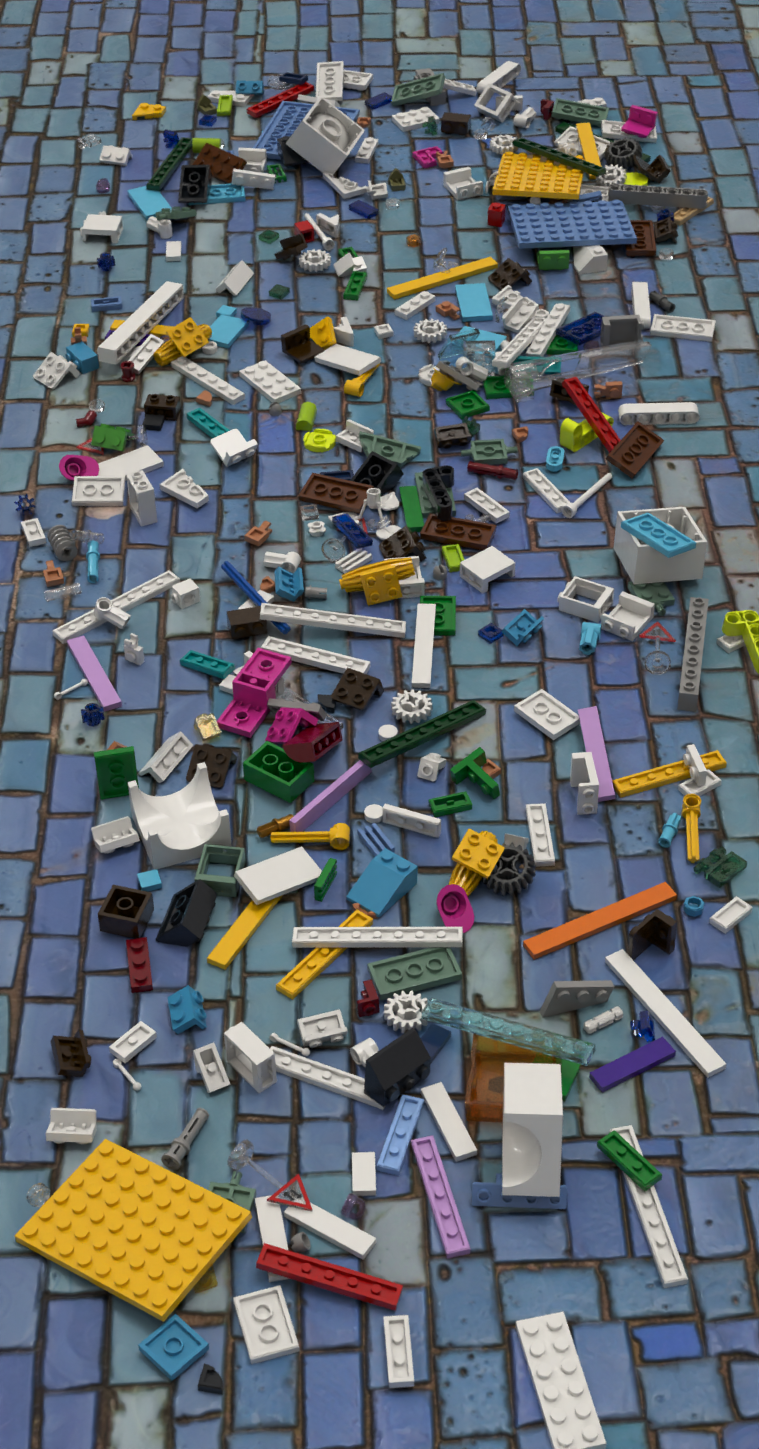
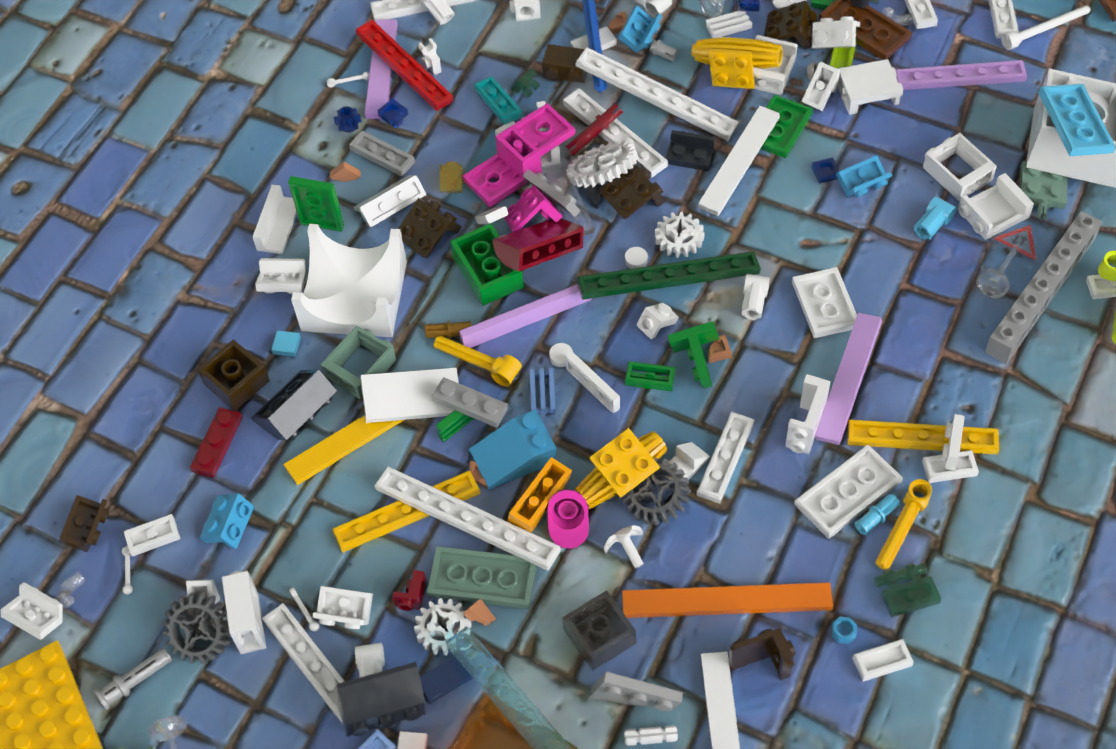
camera: 30 degrees right, 15 degrees up
(82, 803) = (275, 222): none -> white panel
(87, 1100) = (64, 594): none -> clear arm
(115, 662) = (404, 65): none -> red plate
(128, 698) = (393, 113): none -> clear blue tile
(137, 728) = (382, 153): none -> light grey plate
(222, 646) = (526, 81): none -> clear green tile
(222, 1071) = (187, 623): none -> dark grey gear
(260, 738) = (491, 215): none -> white tile
(303, 652) = (602, 122): none -> dark red pin
(313, 682) = (602, 164): none -> white gear
(332, 860) = (470, 402): none -> light grey plate
(382, 650) = (690, 150): none -> black bracket
(425, 900) = (534, 502): none -> light orange brick
(426, 991) = (480, 613): none -> nougat tile
(441, 541) = (834, 33): none -> white bracket
(454, 578) = (822, 84): none -> white slope
(493, 724) = (755, 293): none -> white piece
(503, 906) = (623, 537): none -> white plant
(525, 967) = (599, 630): none -> clear smoke brick
(550, 542) = (961, 75): none -> lavender tile
(640, 824) = (848, 491): none -> white tile

